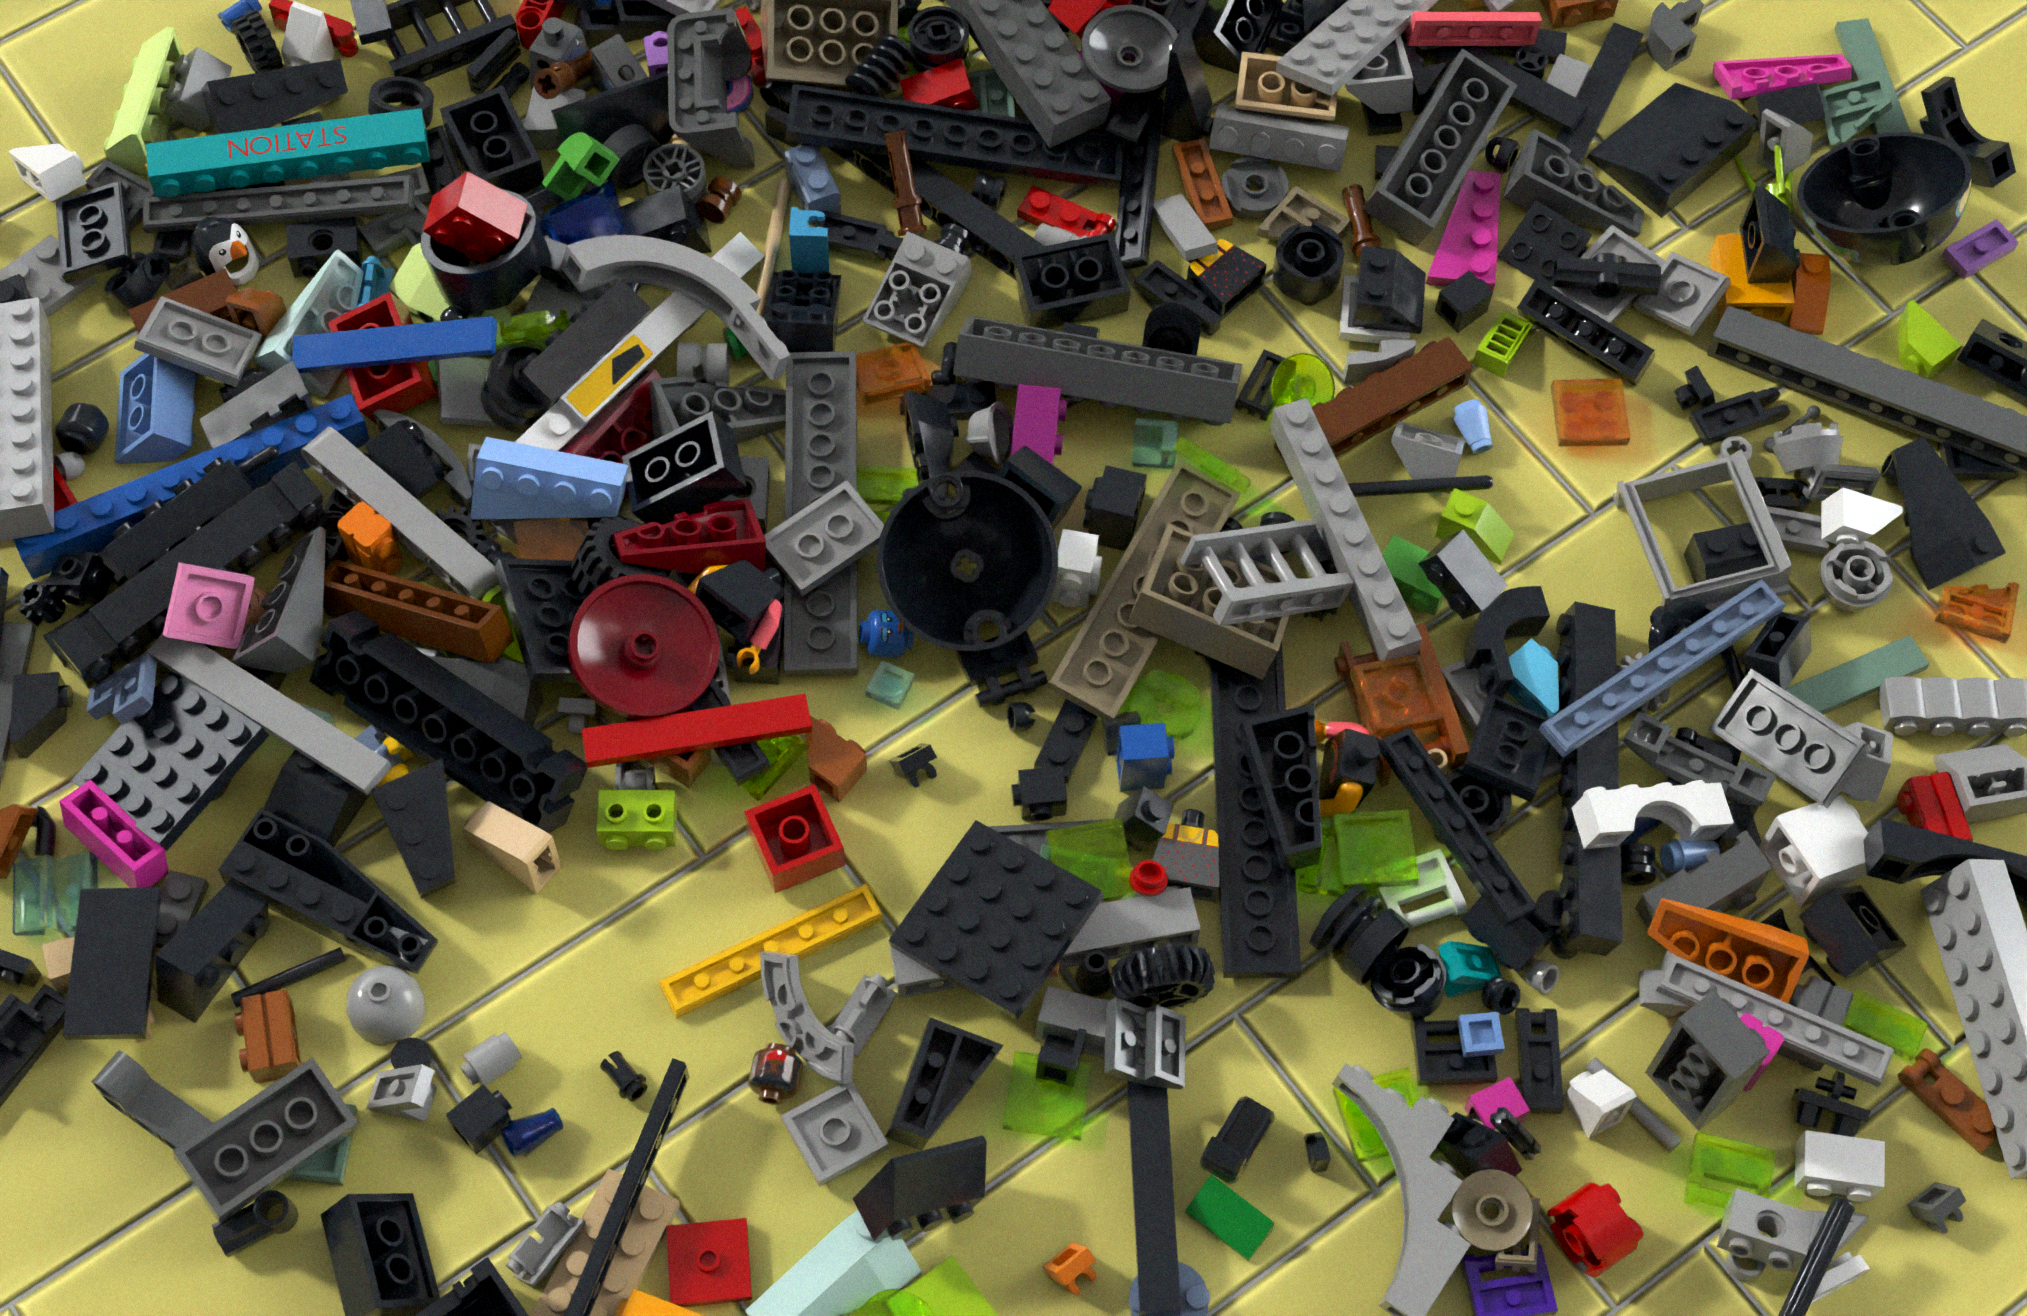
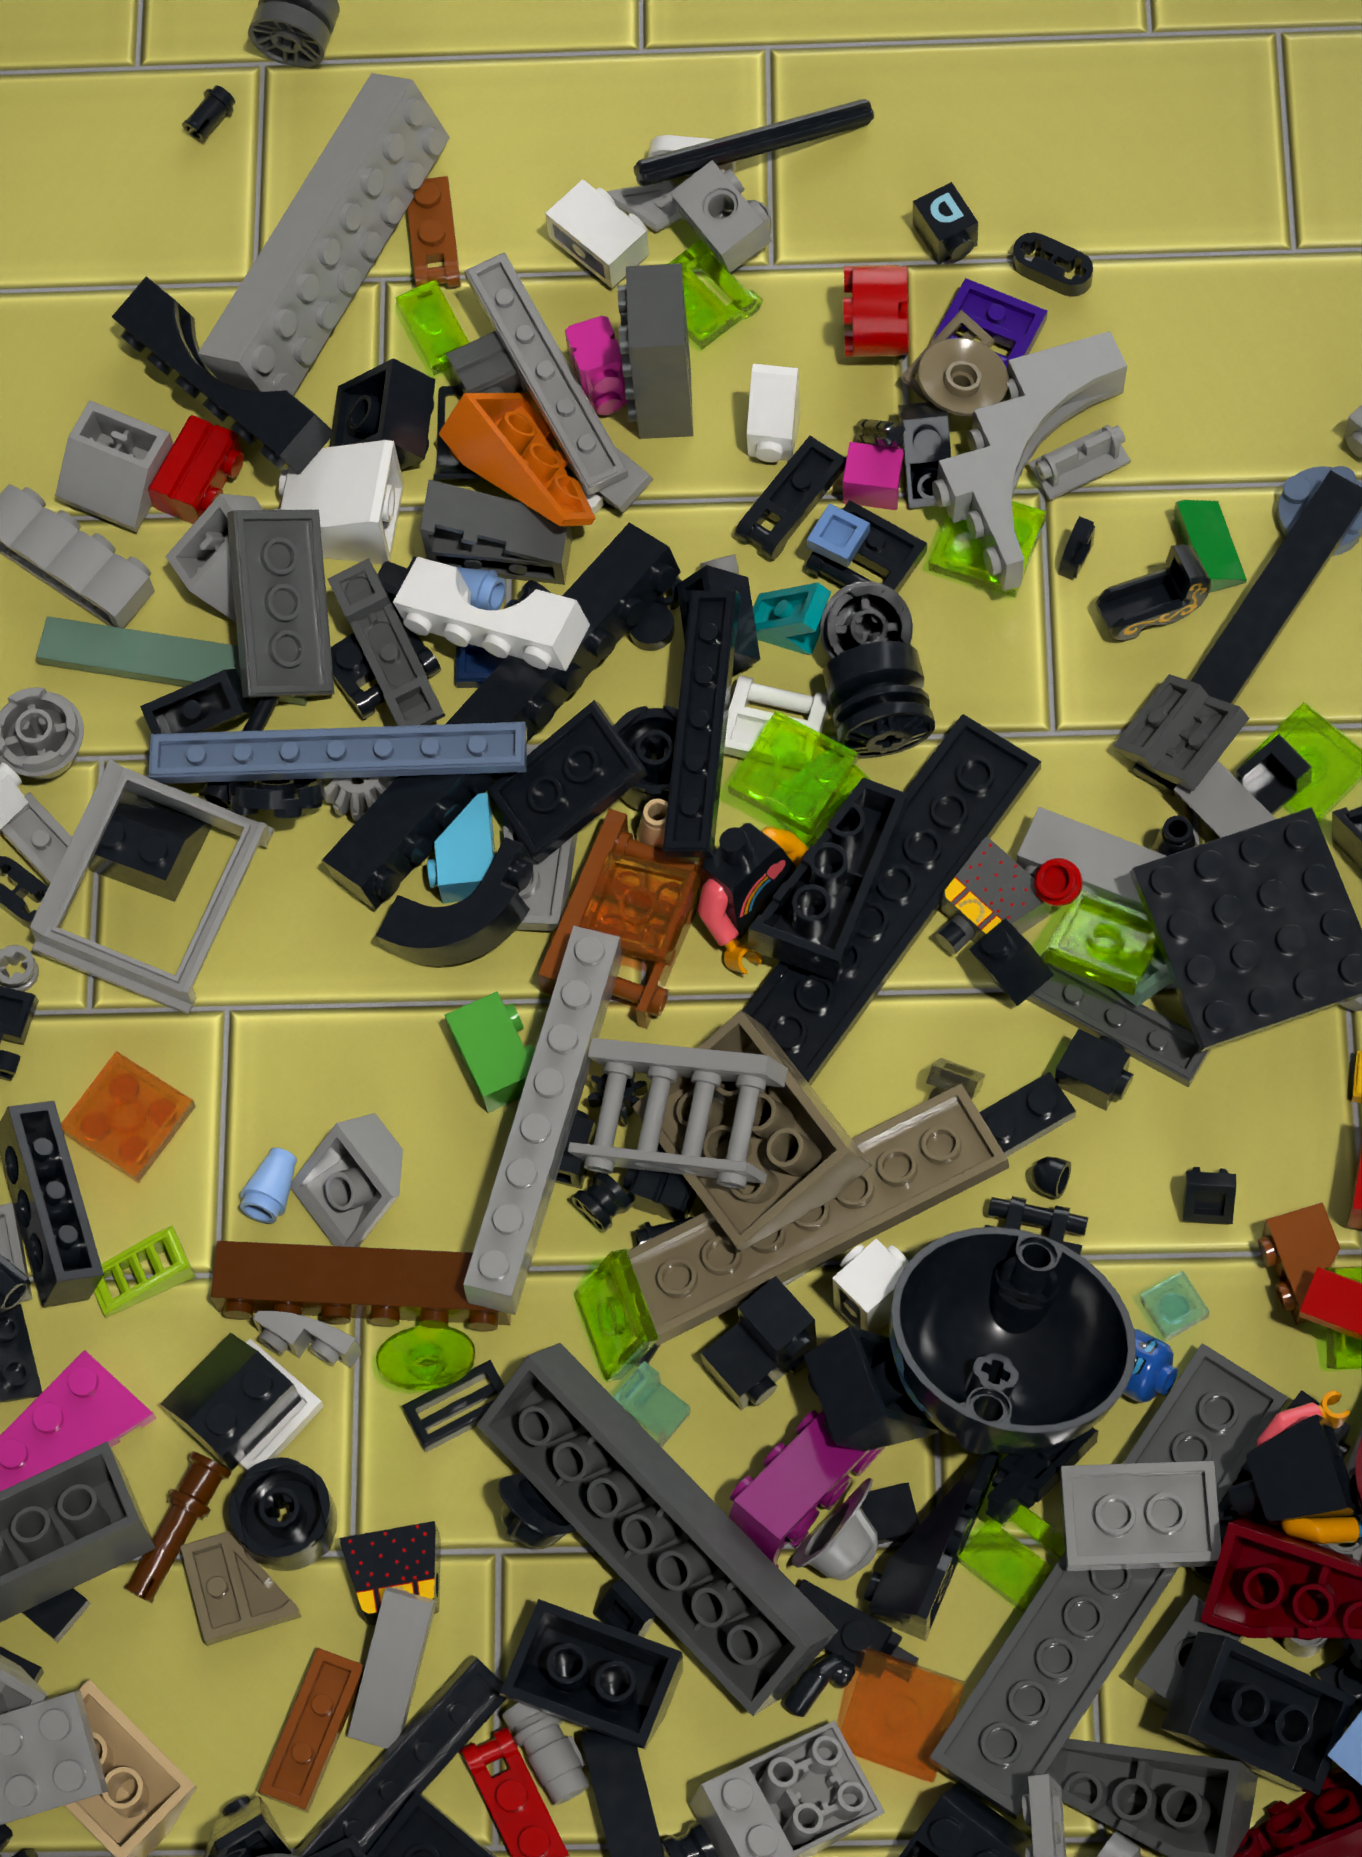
camera: 135 degrees left, 5 degrees up
(1144, 756) = (960, 1021): blue brick -> none
(1163, 976) = (1116, 781): black gear -> none
(1165, 285) = (470, 1589): black hinge -> none
(1172, 689) = (875, 1061): clear neon green plate -> none
(1250, 203) = (244, 1654): dark grey plate -> none
(1279, 137) = (173, 1716): light grey brick -> none
(1367, 1222) = (1080, 461): none -> light grey hinge
(1421, 486) = (408, 1141): black piece -> none
(1462, 574) = (457, 987): brick -> none
(1463, 301) = (141, 1347): black brick -> none
(1479, 522) = (380, 1067): lime slope -> none
(1507, 999) = (779, 572): black bush -> none
(1643, 1113) = (733, 411): light grey bar -> none
(1810, 1106) = (552, 291): black hips -> none
(1936, 1204) = (537, 157): dark grey tile -> none

